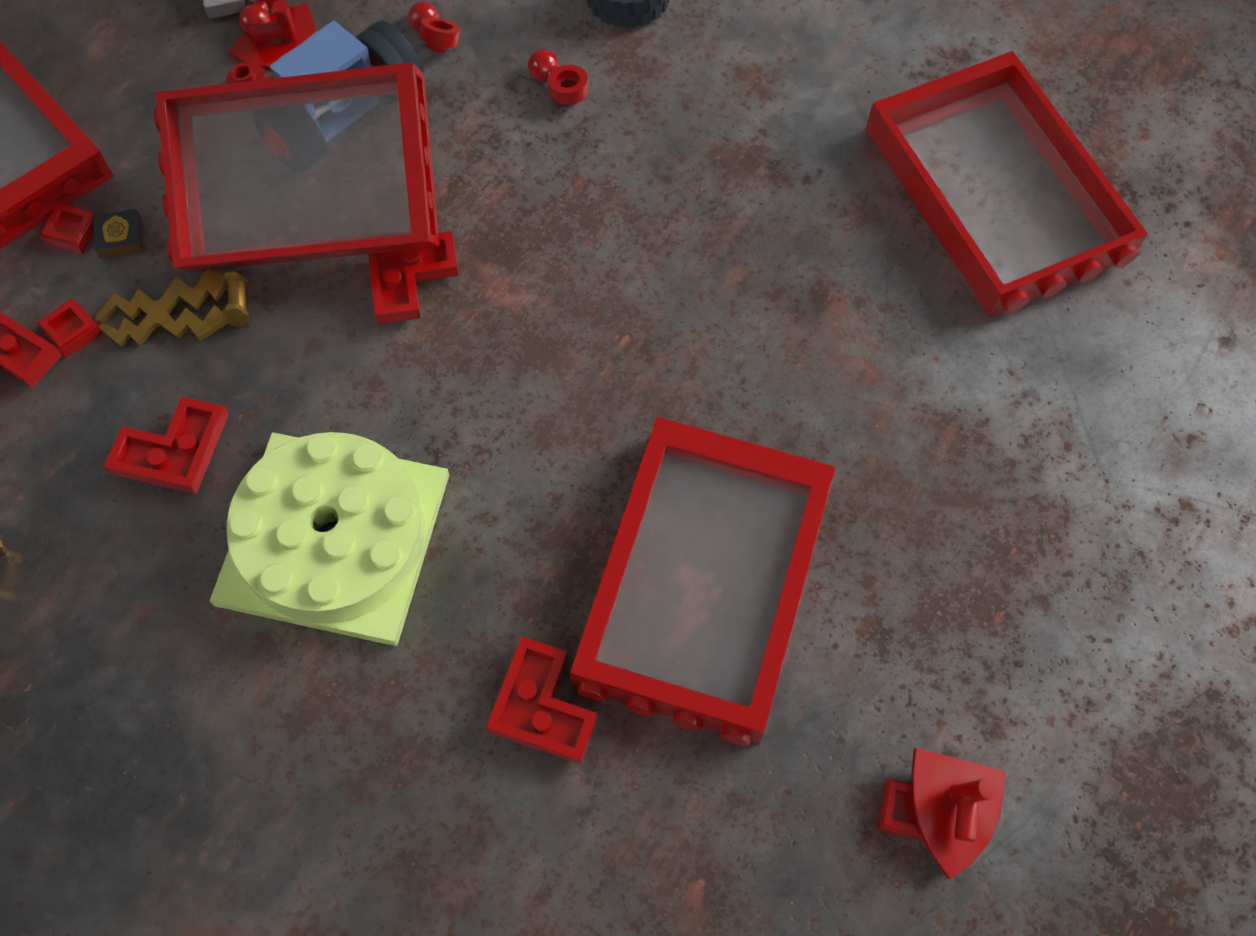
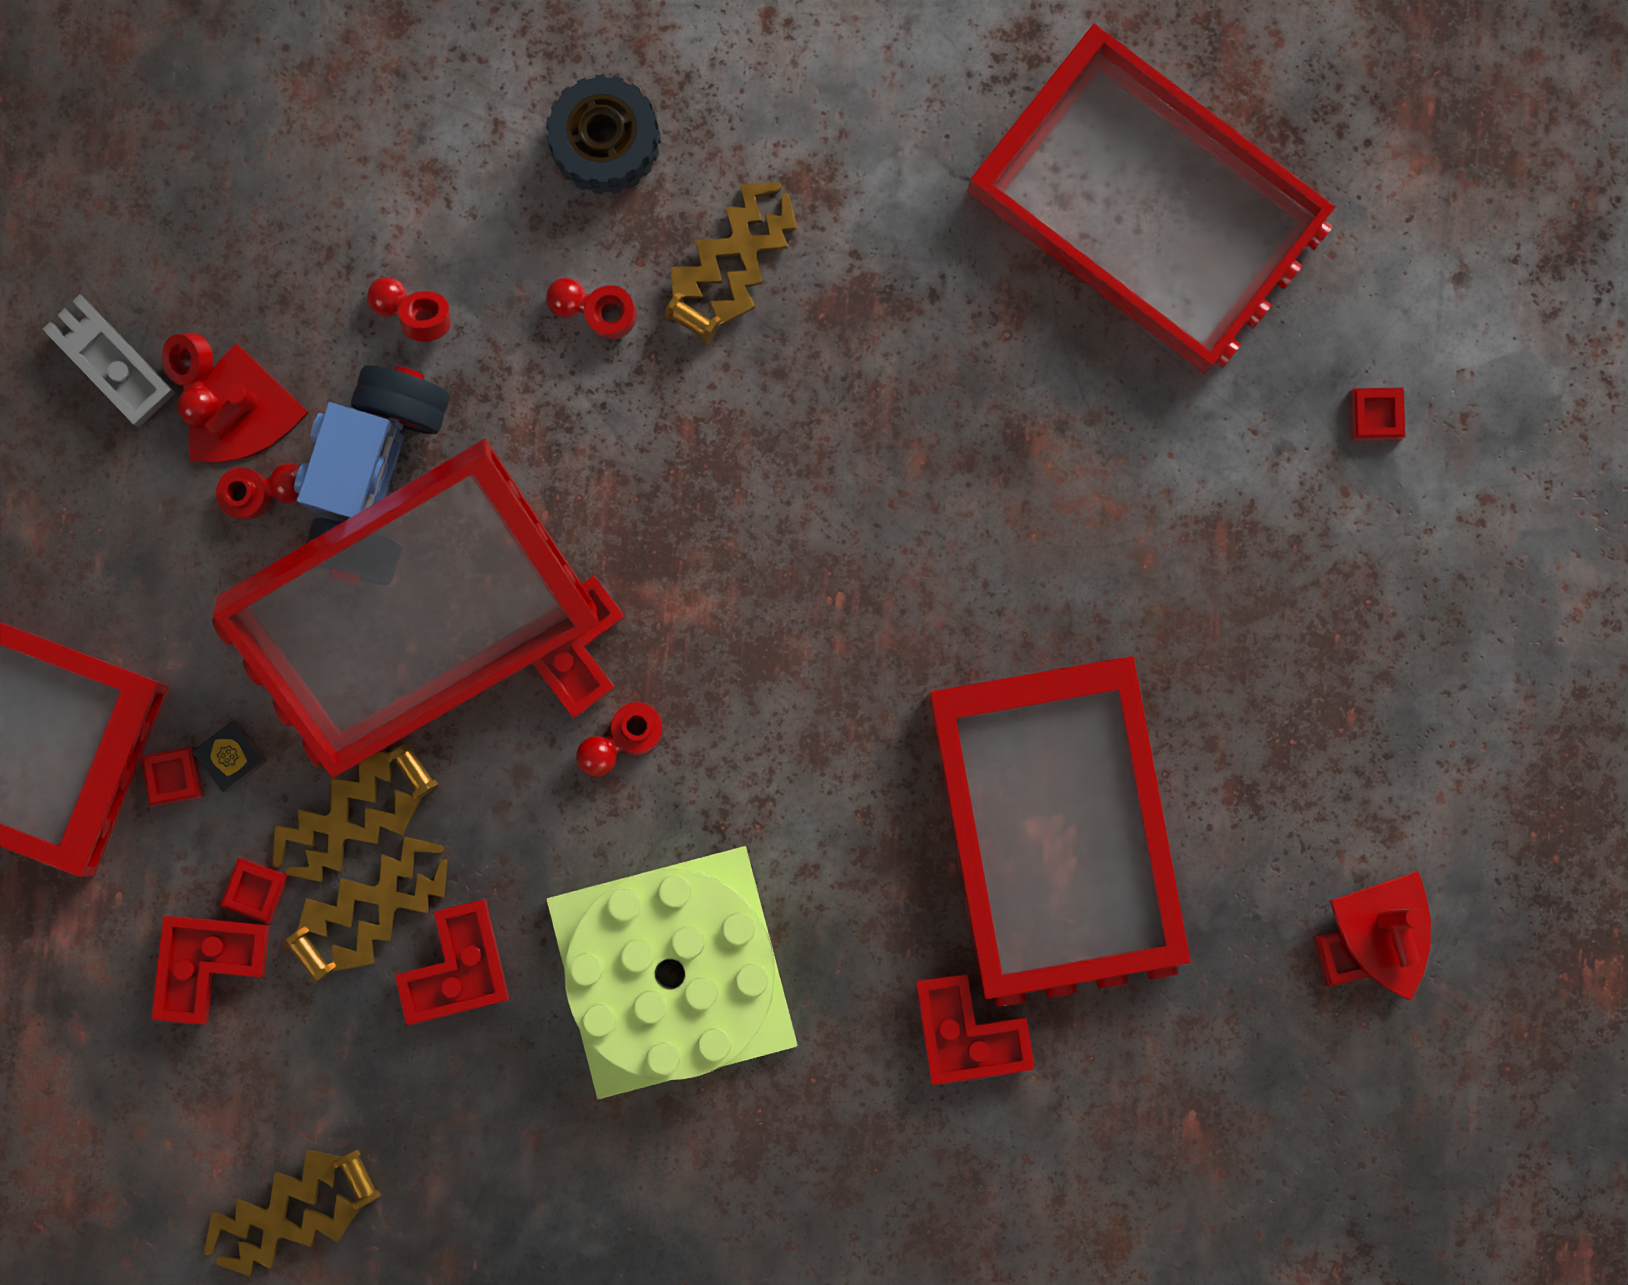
camera: 30 degrees left, 20 degrees up
(156, 376) = (383, 894): none -> pearl gold piece
(377, 352) = (598, 755): none -> red plate
(685, 87) = (739, 244): none -> pearl gold piece
(1119, 401) = (1377, 414): none -> red tile

